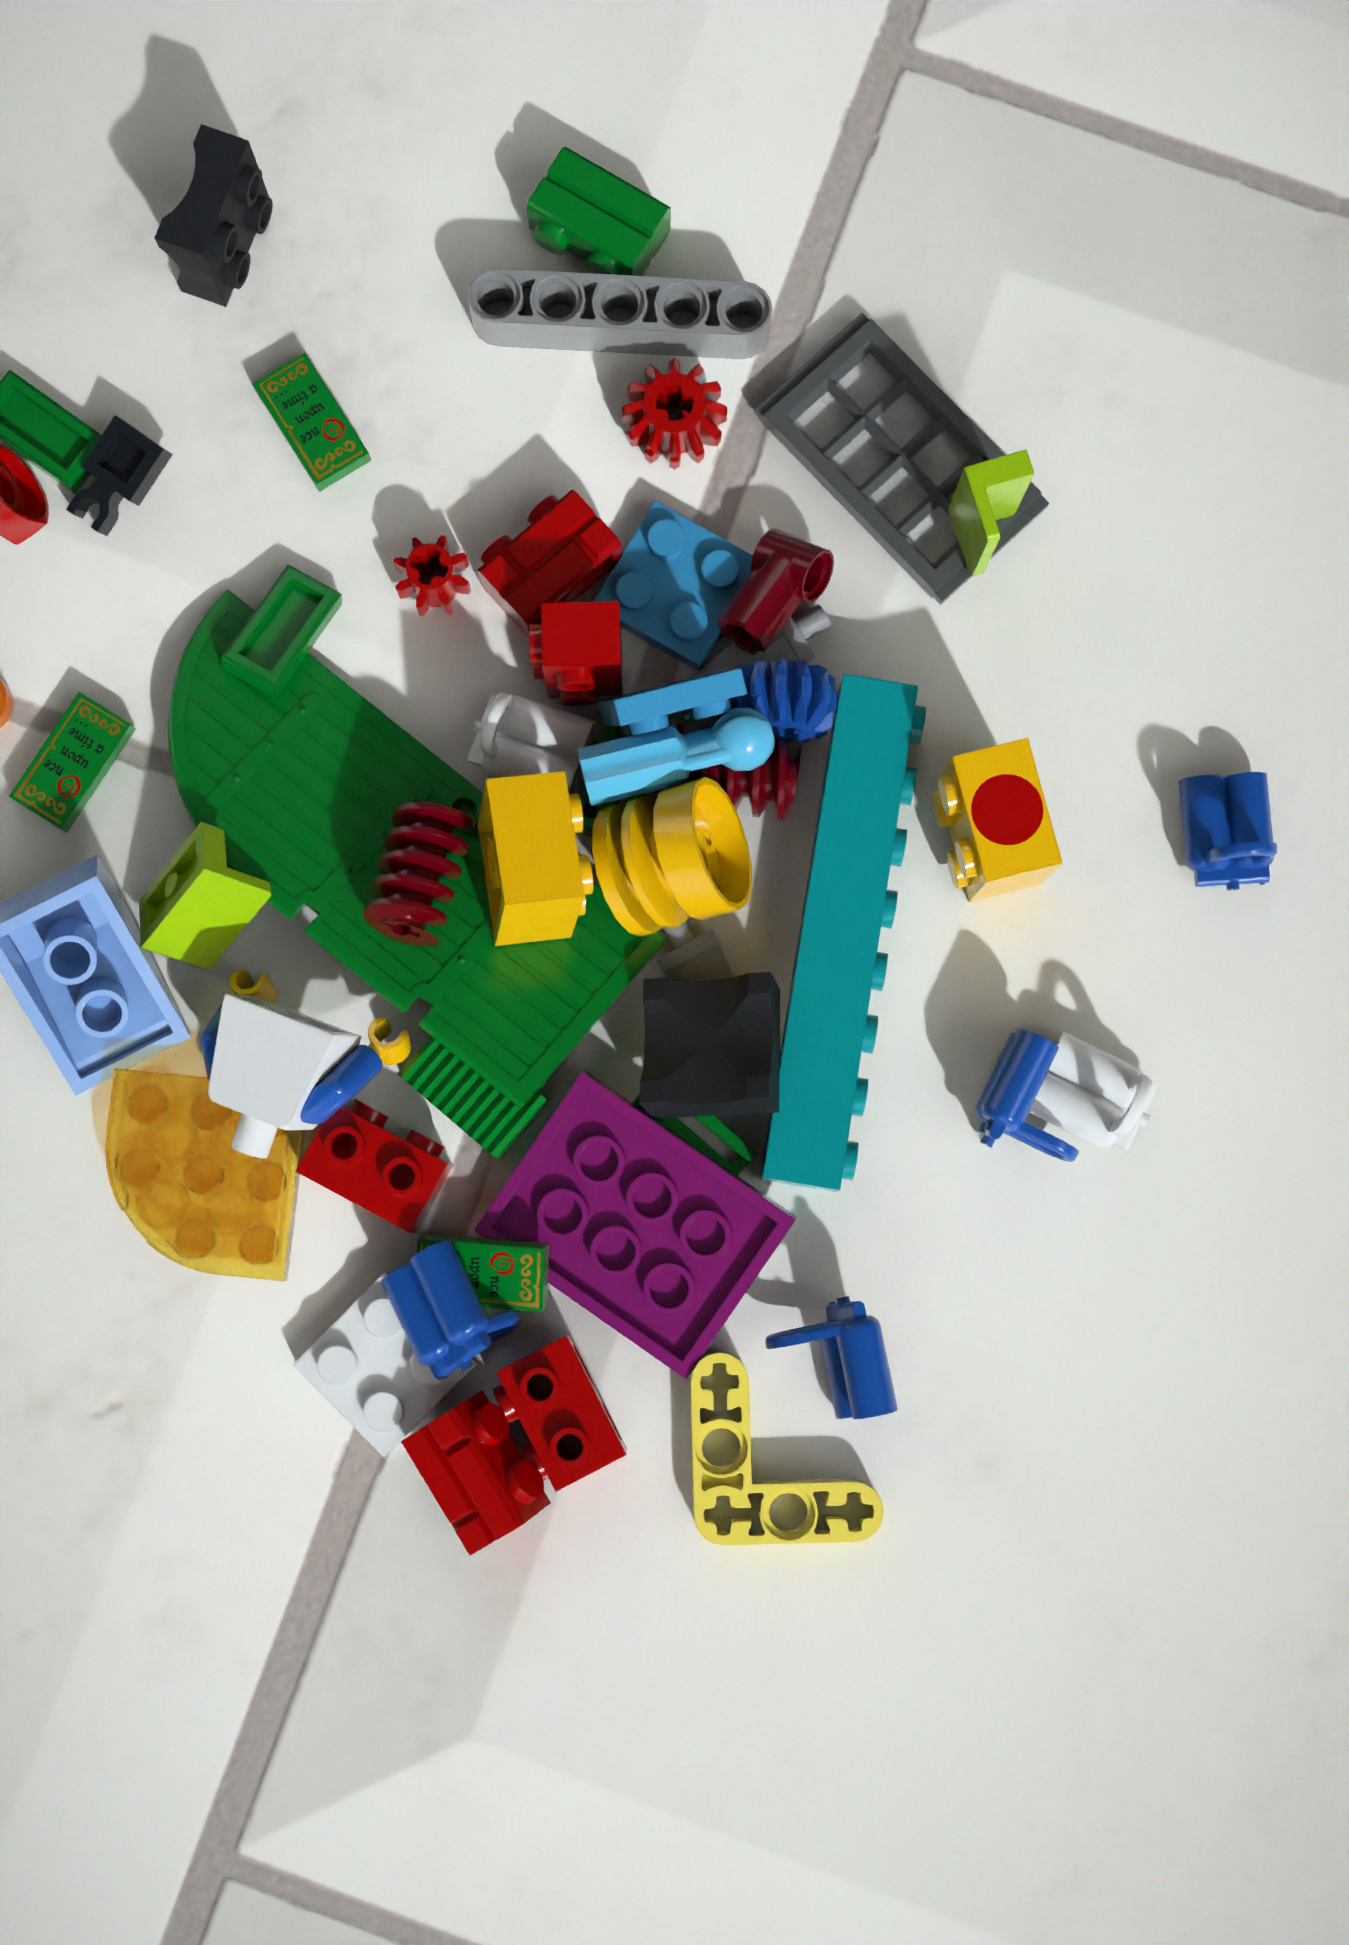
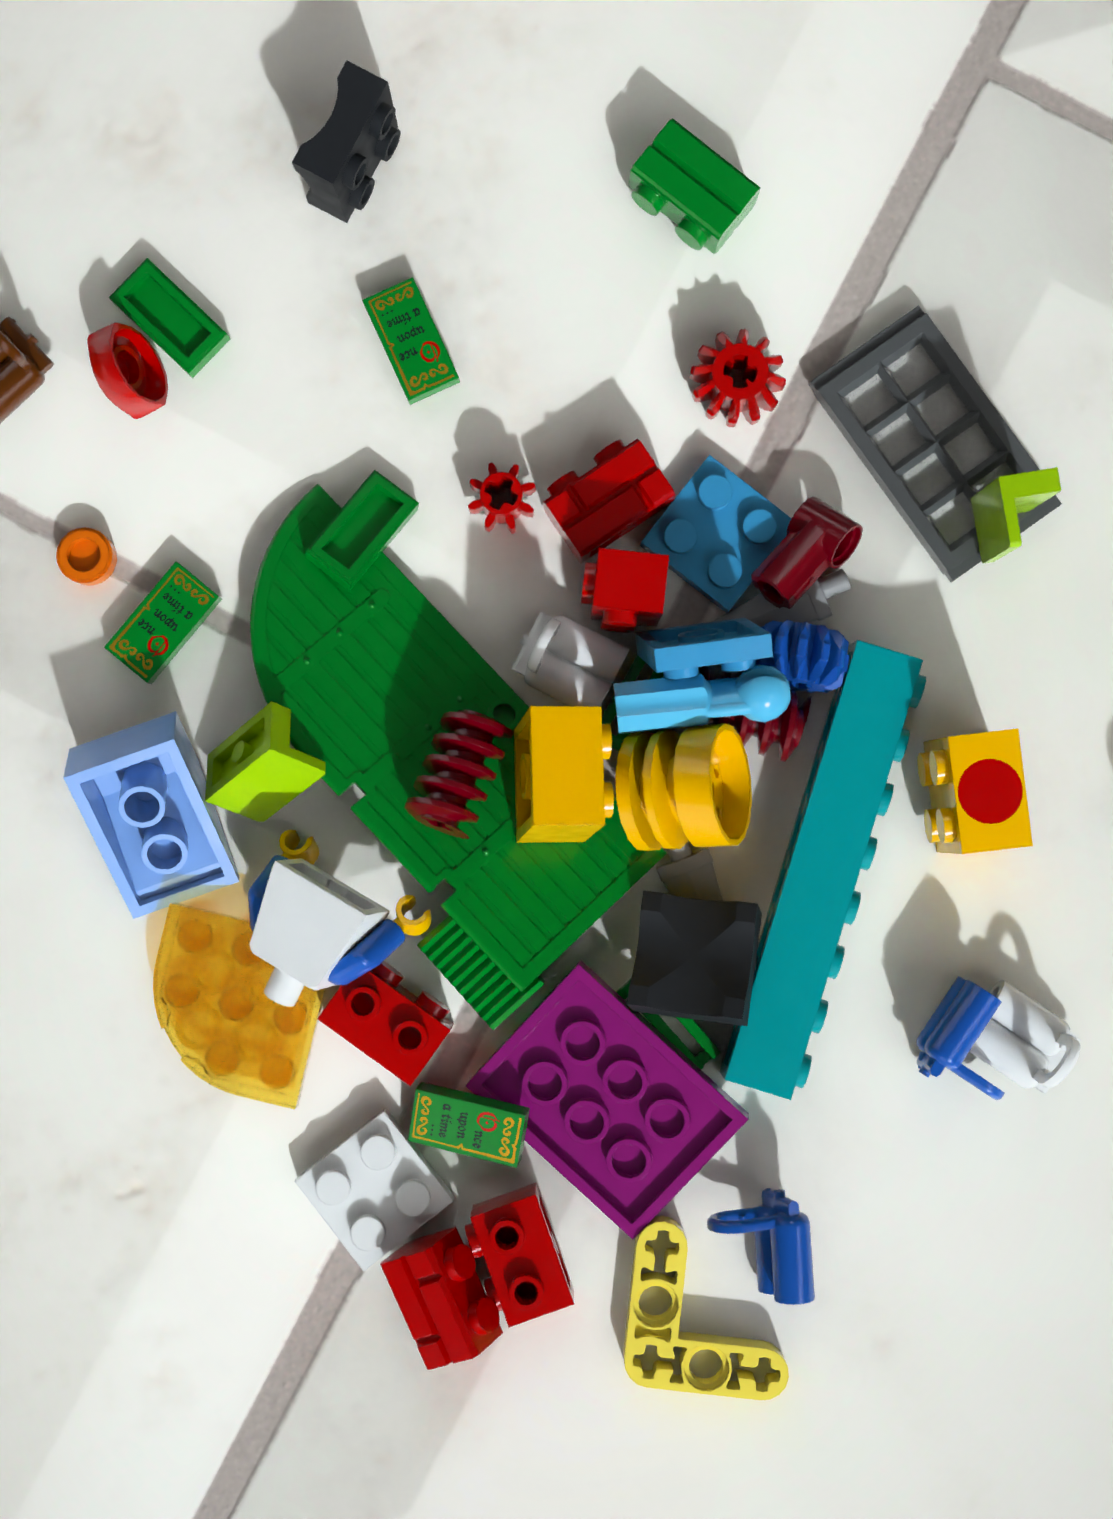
camera: 10 degrees right, 5 degrees up
(123, 467) = (239, 362): black plate -> none
(443, 1310) = (430, 1159): blue piece -> none
(596, 294) = (726, 267): light grey beam -> none

